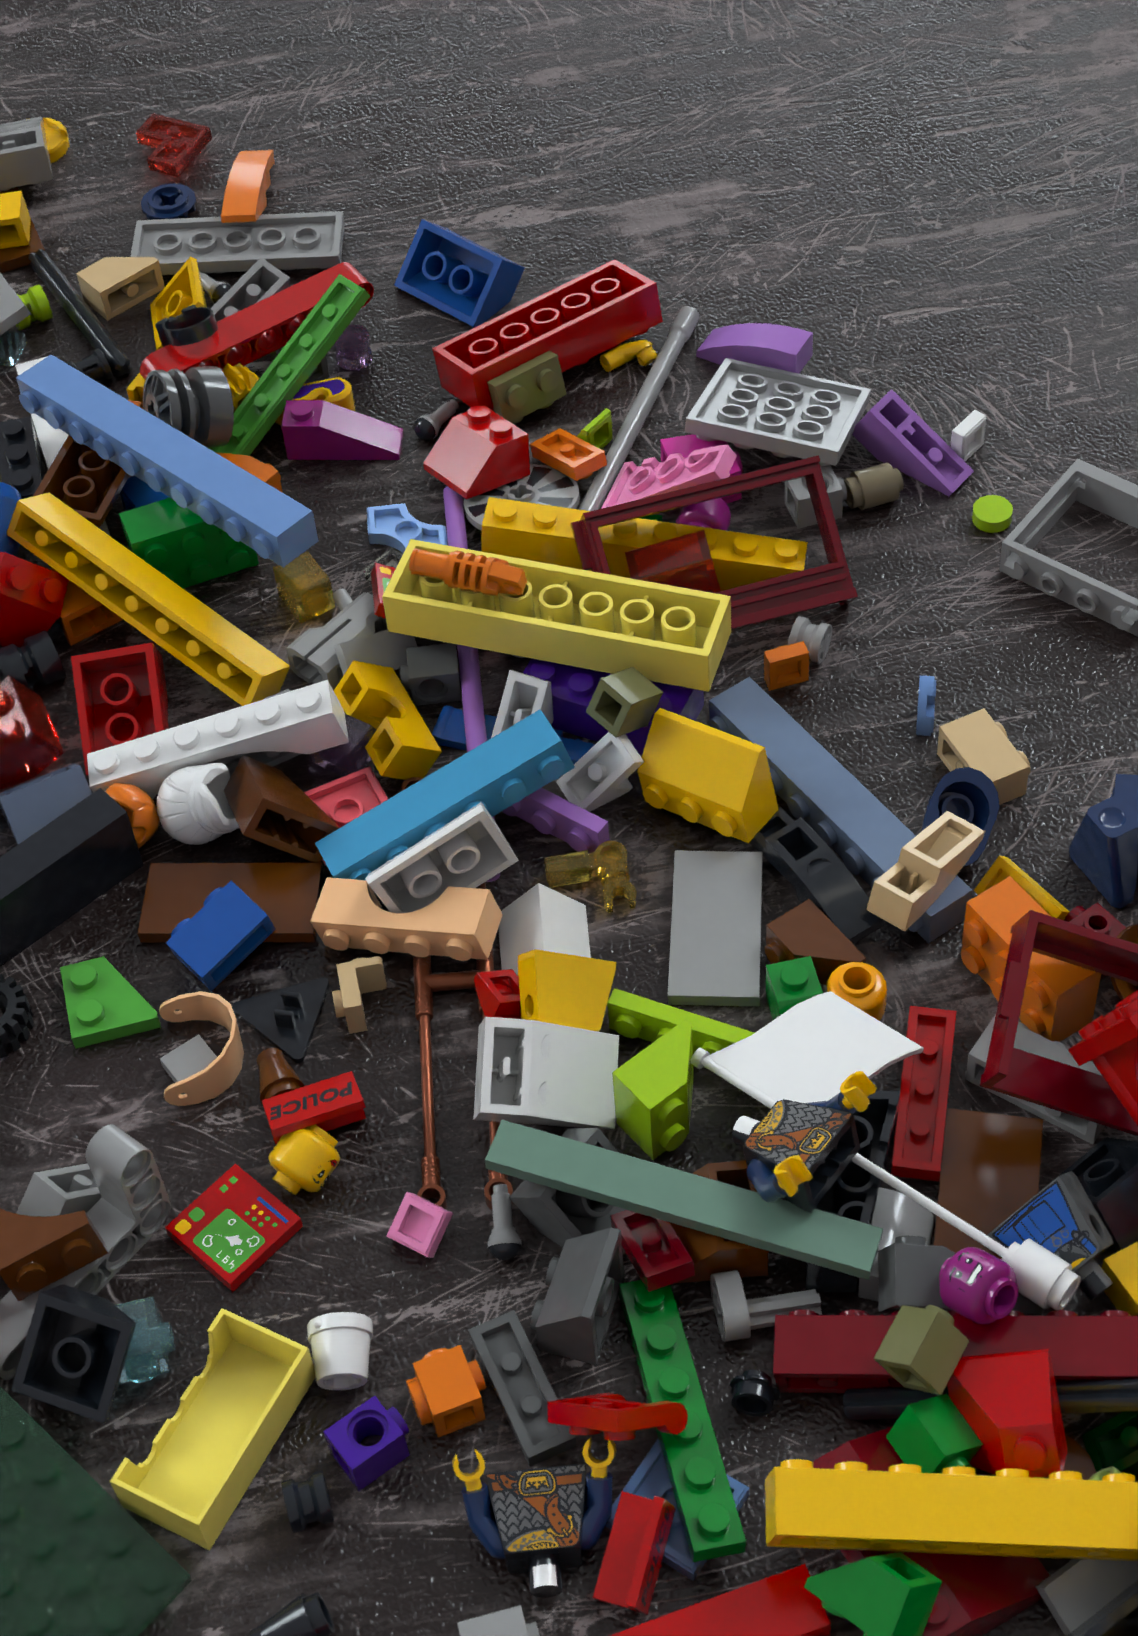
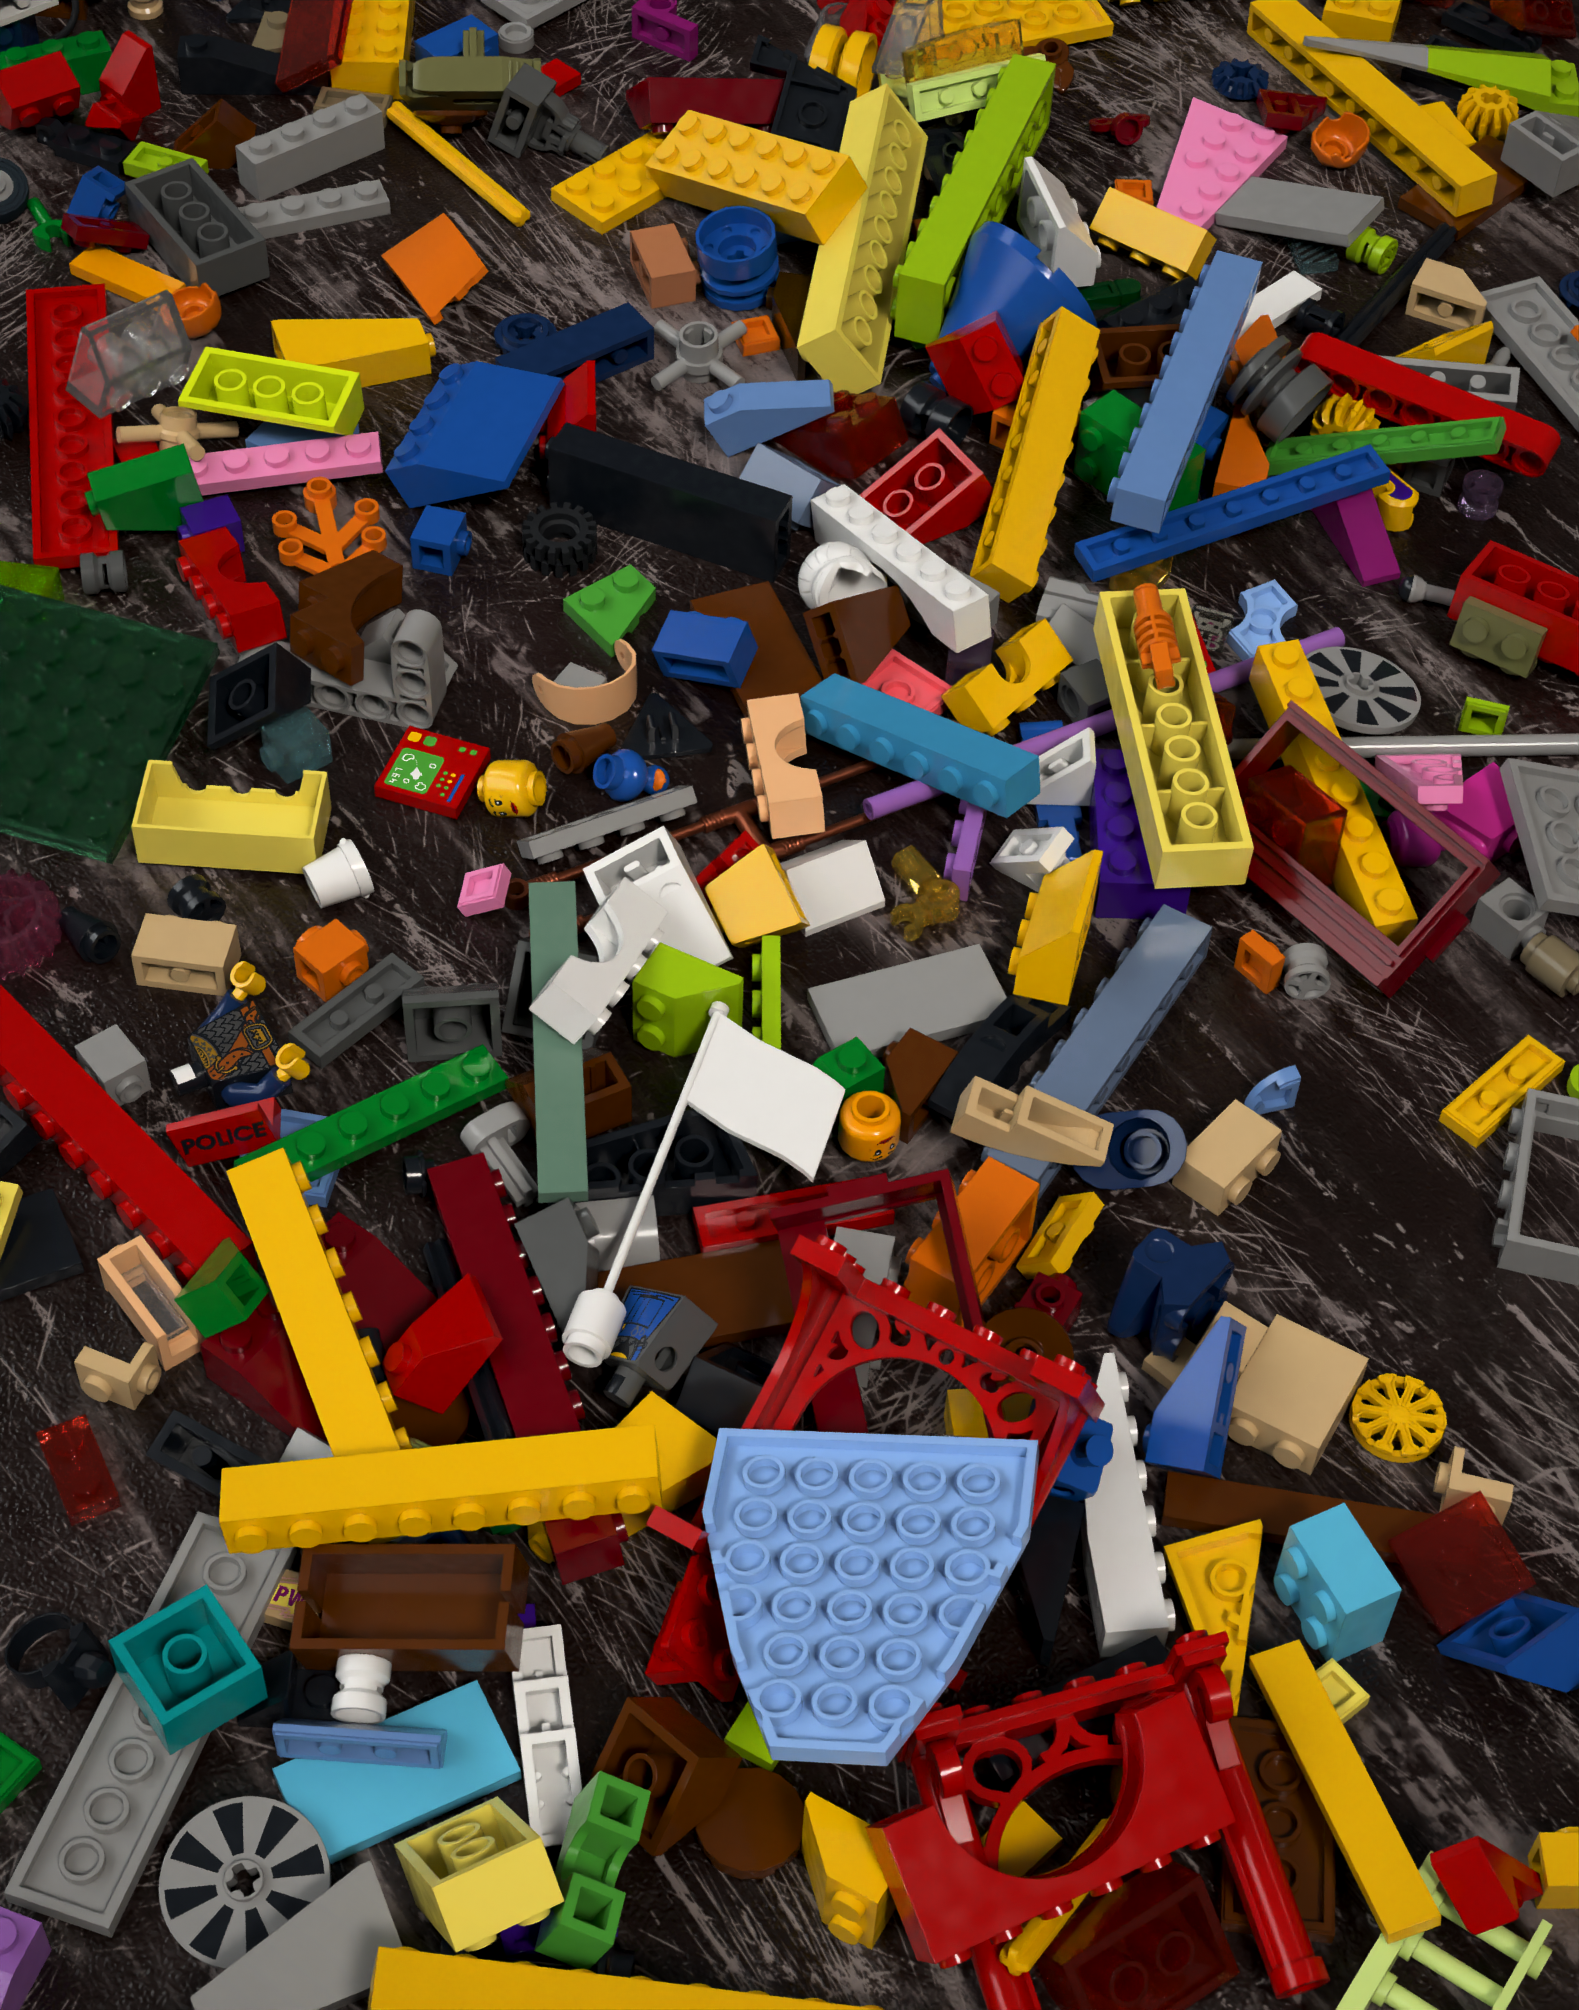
camera: 60 degrees right, 0 degrees up
(140, 810) = (809, 533): orange hair -> none
(187, 328) = (1371, 344): black piece -> none
(308, 484) = (1233, 512): none -> blue plate
(323, 1103) = (566, 777): red panel -> none
(340, 1051) = (626, 775): none -> blue animal
(356, 978) = (700, 760): tan bracket -> none
(367, 1463) = (264, 922): dark purple brick -> none
(373, 1530) = (185, 954): none -> tan brick
(388, 1092) = (590, 830): none -> light grey plate
(455, 855) = (848, 760): white slope -> none
(479, 453) = (1386, 631): slope -> none
(504, 1240) = (495, 953): light grey piece -> none
(568, 454) = (1436, 703): orange plate -> none
(583, 1098) = (582, 989): none -> white arch
(616, 1416) = (325, 1055): red plate -> none
(624, 702) = (1092, 819): olive brick -> none
(653, 1249) = (508, 1053): dark red plate -> none
(803, 1145) = (630, 1095): torso -> none
(922, 1348) = (467, 1246): olive brick -> none
(934, 1436) = (402, 1301): green brick -> none
(975, 569) = (1502, 1087): none -> yellow tile
(978, 1285) = (548, 1270): magenta head -> none

